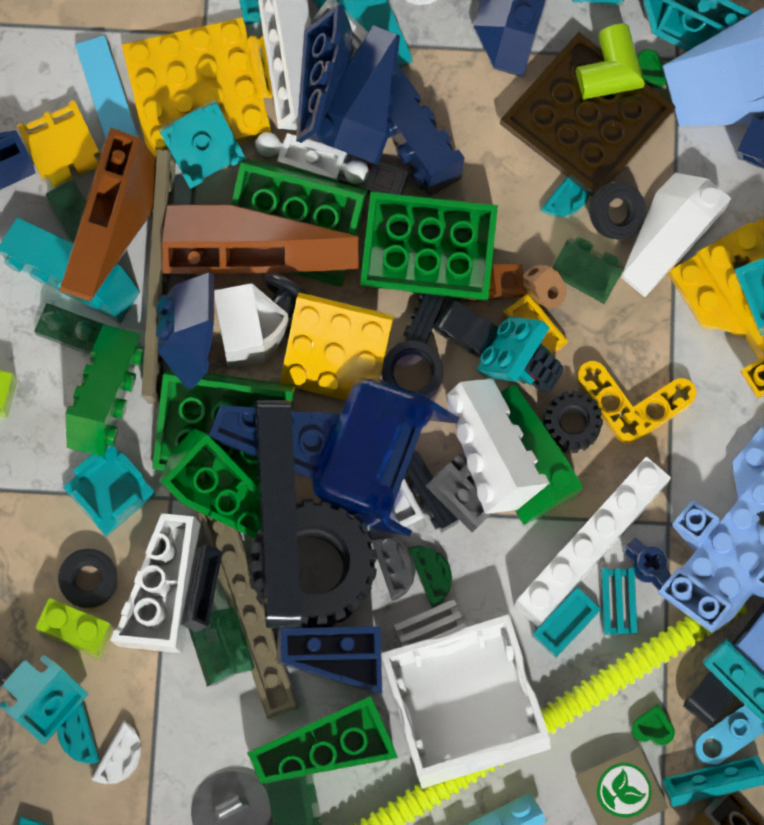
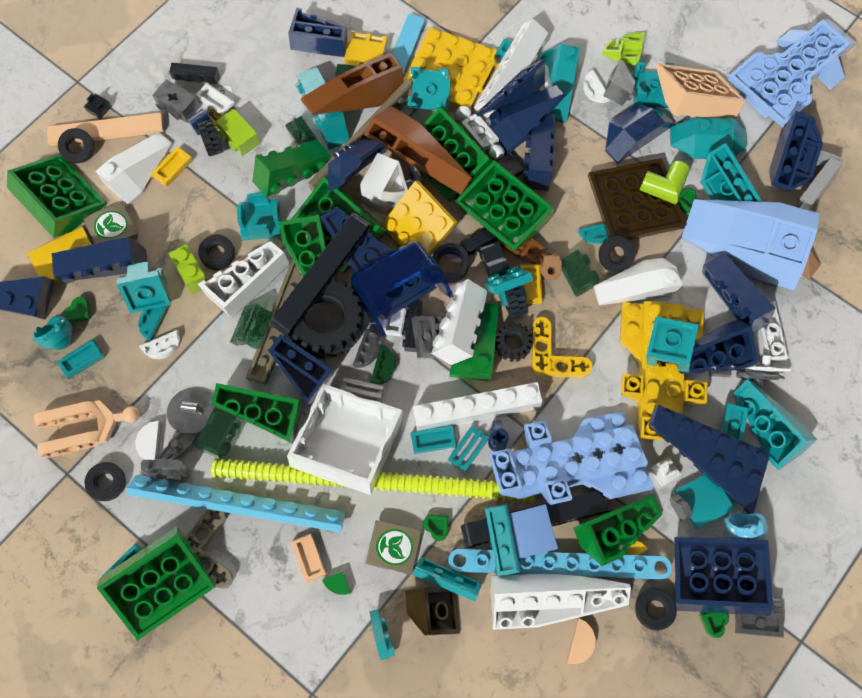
camera: 40 degrees right, 5 degrees down
(201, 588) = (262, 290): black piece -> none

